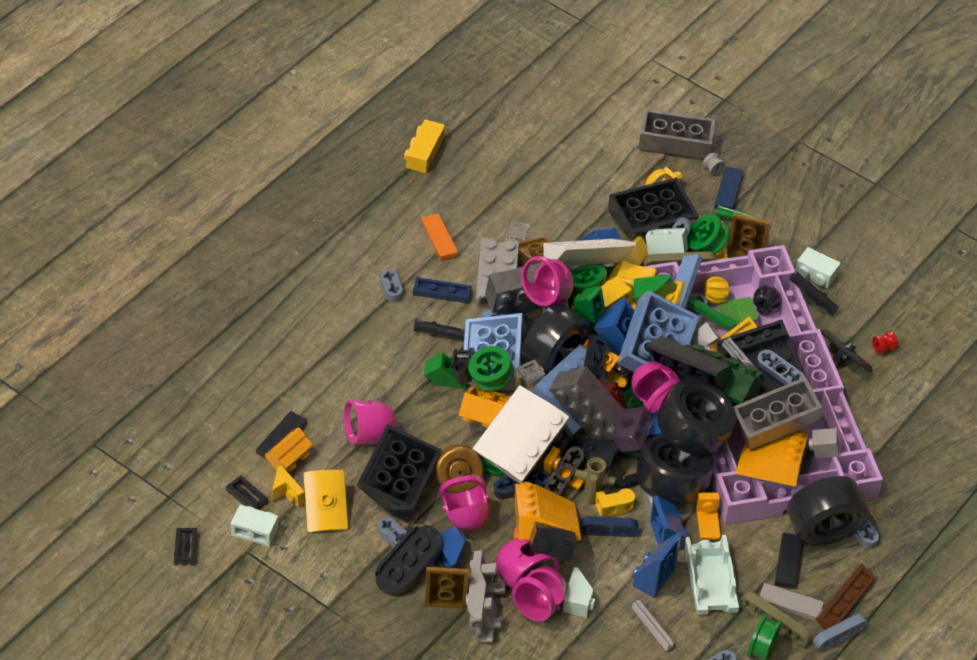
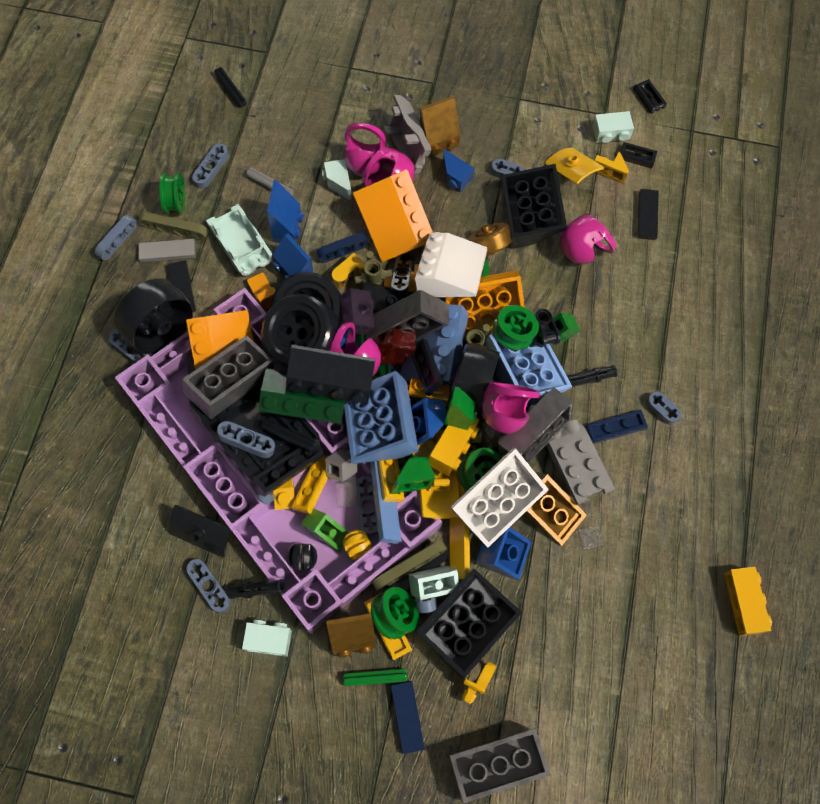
camera: 155 degrees right, 20 degrees up
(289, 450) = (631, 194): light orange brick -> none
(408, 560) = (481, 146): black tile -> none
(439, 237) = (658, 490): orange tile -> none
(466, 509) = (463, 201): dark pink piece -> none
(531, 372) = (477, 331): clear tile -> none
(552, 541) = (371, 171): black brick -> none
(710, 313) = (350, 509): green axle -> none
(713, 163) = (438, 744): light grey wheel -> none
(824, 443) = (173, 382): light grey brick -> none
(845, 597) = (121, 271): reddish brown tile -> none
(850, 329) = (222, 594): none -> sand blue beam
(886, 342) = (164, 569): red wheel -> none

